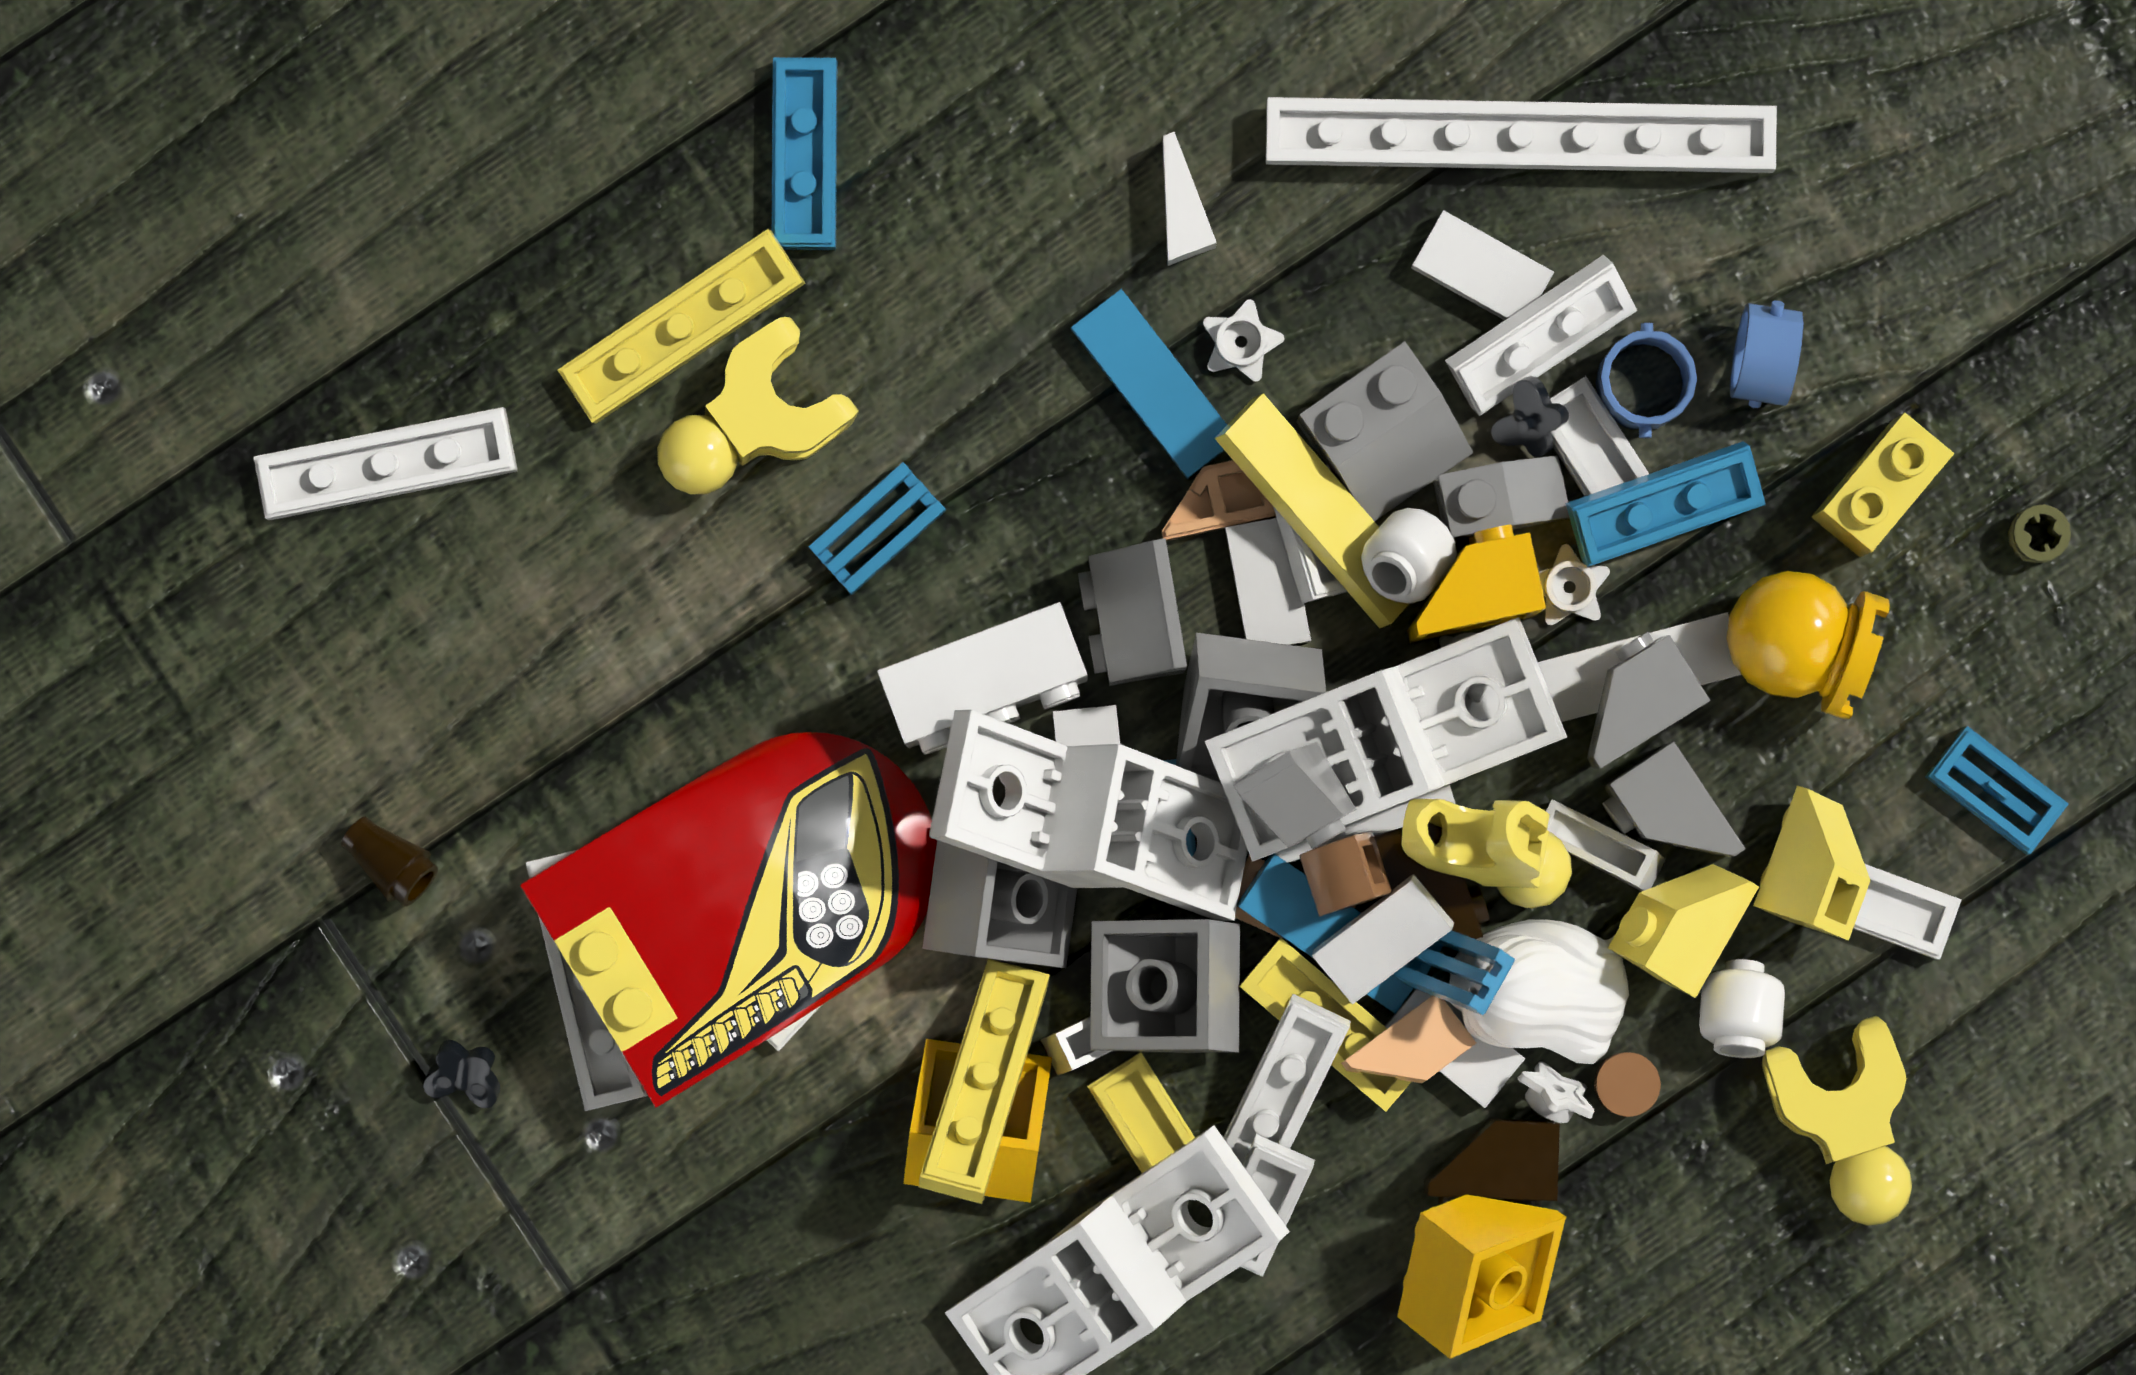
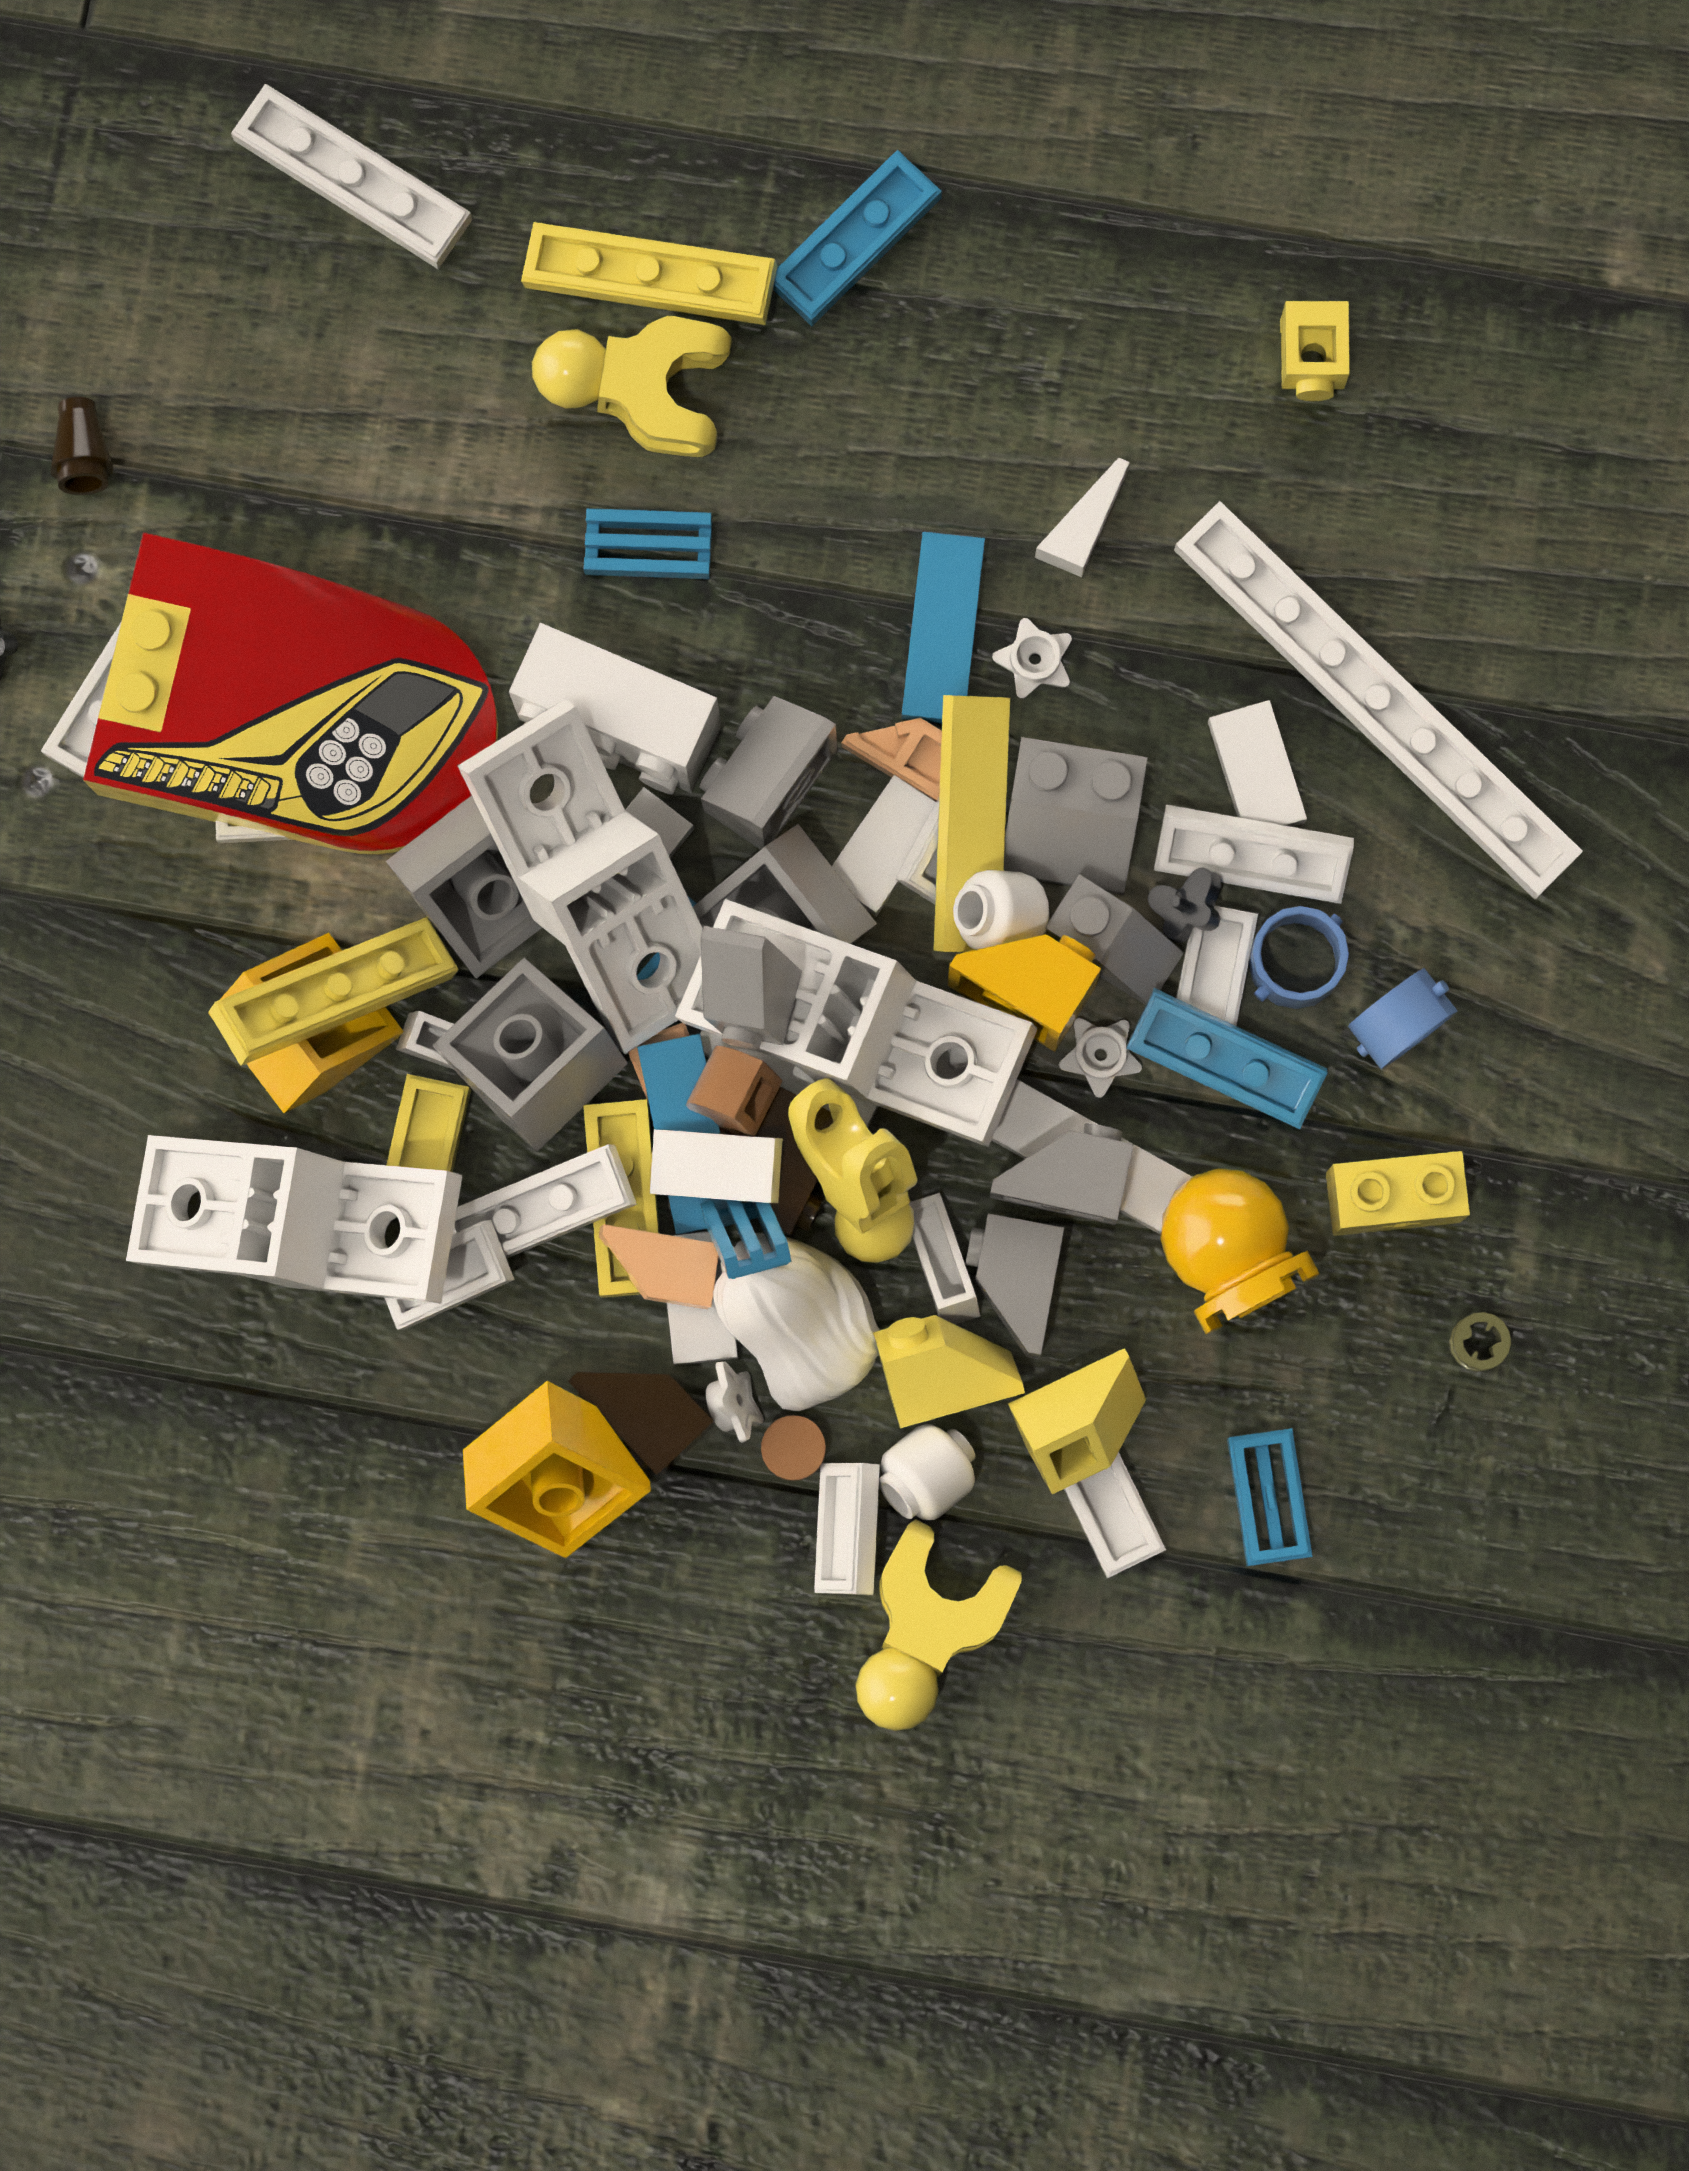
camera: 45 degrees right, 5 degrees down
(1723, 1105) = (847, 1528): none -> white tile

